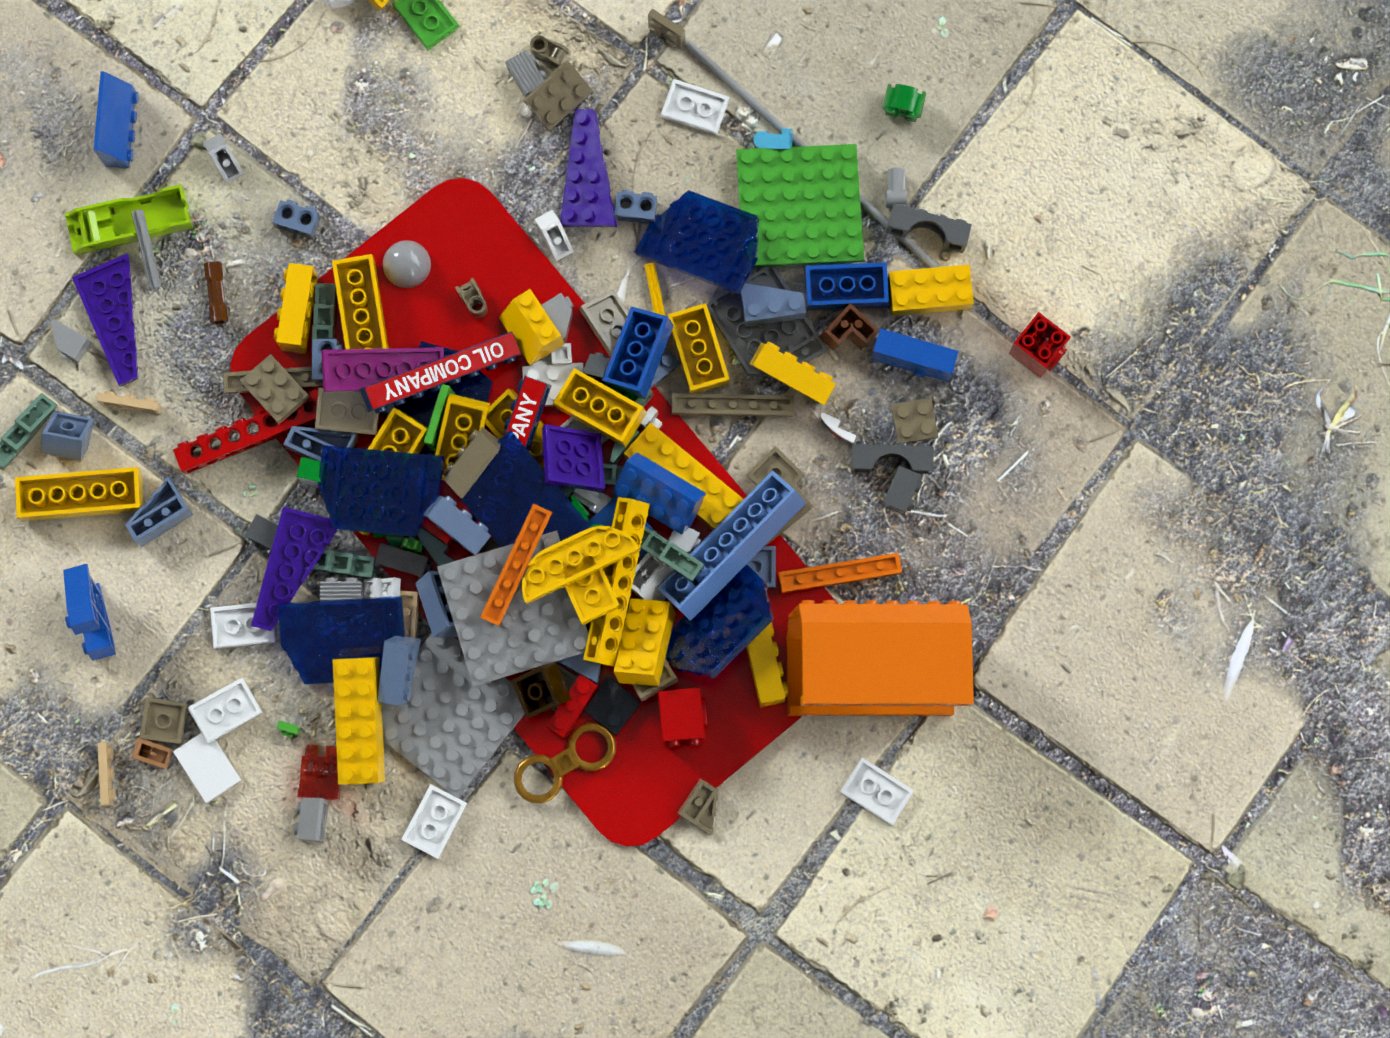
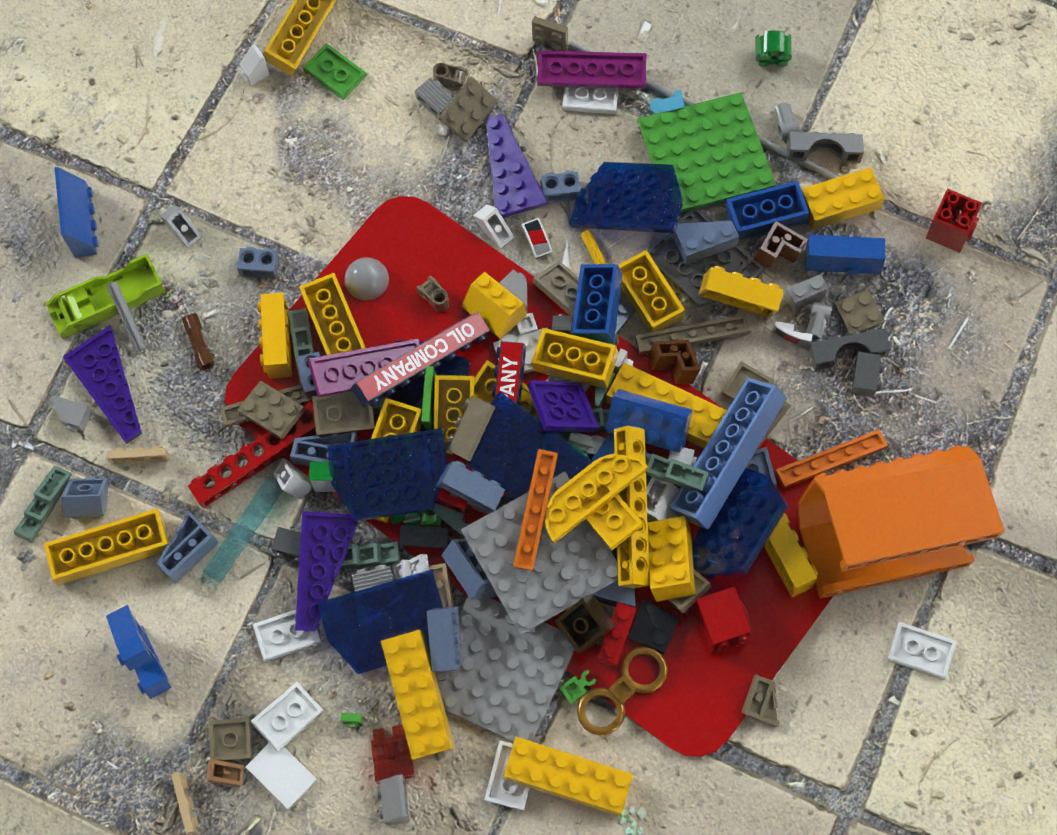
camera: 10 degrees left, 10 degrees down
(222, 506) = (243, 529): none -> clear light blue plate
(281, 466) = (292, 479): none -> white slope
(488, 836) = (567, 776): none -> yellow brick
(519, 749) = (576, 688): none -> bright green plate
(597, 259) = (537, 237): none -> slope
(702, 80) = (592, 69): none -> magenta plate
(708, 427) = (677, 357): none -> reddish brown brick
(863, 386) = (806, 292): none -> light grey brick
(870, 416) = (819, 317): none -> light grey piece

